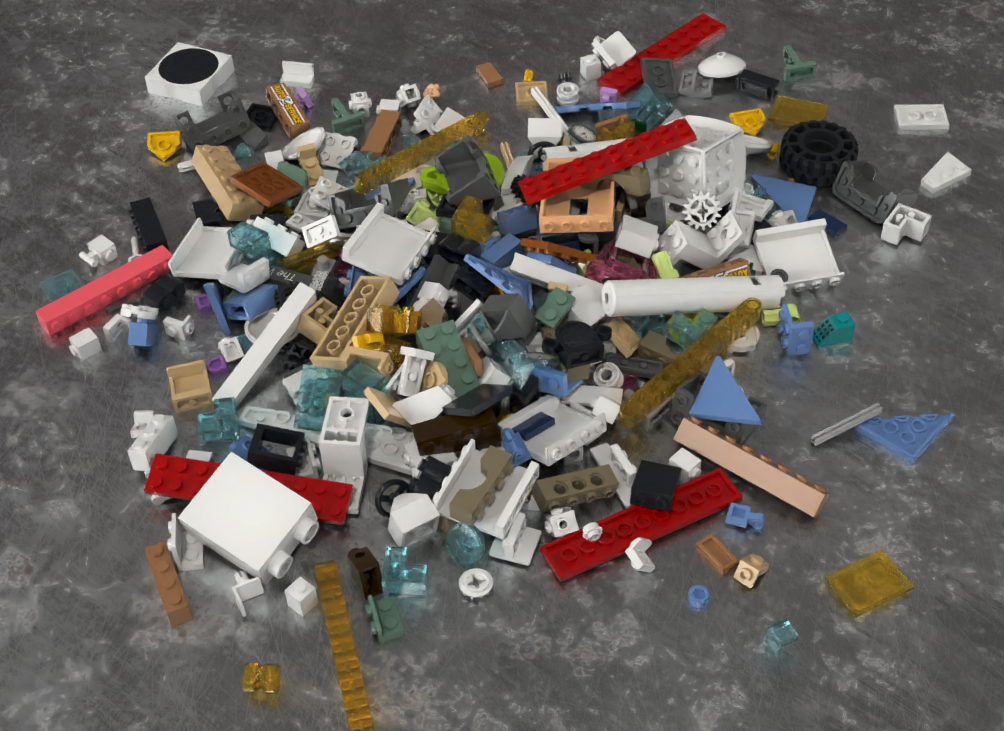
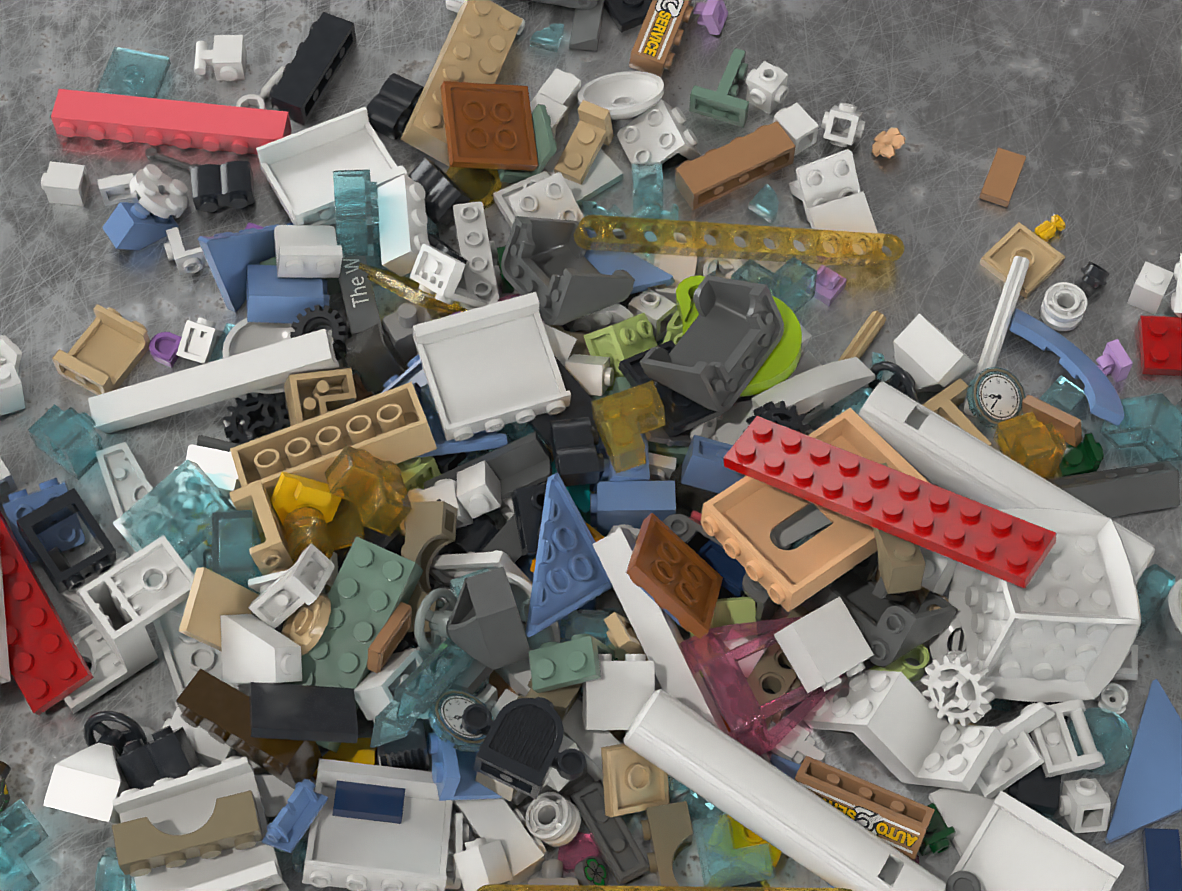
camera: 45 degrees right, 15 degrees up
(663, 266) = (811, 734): yellowish green piece -> none

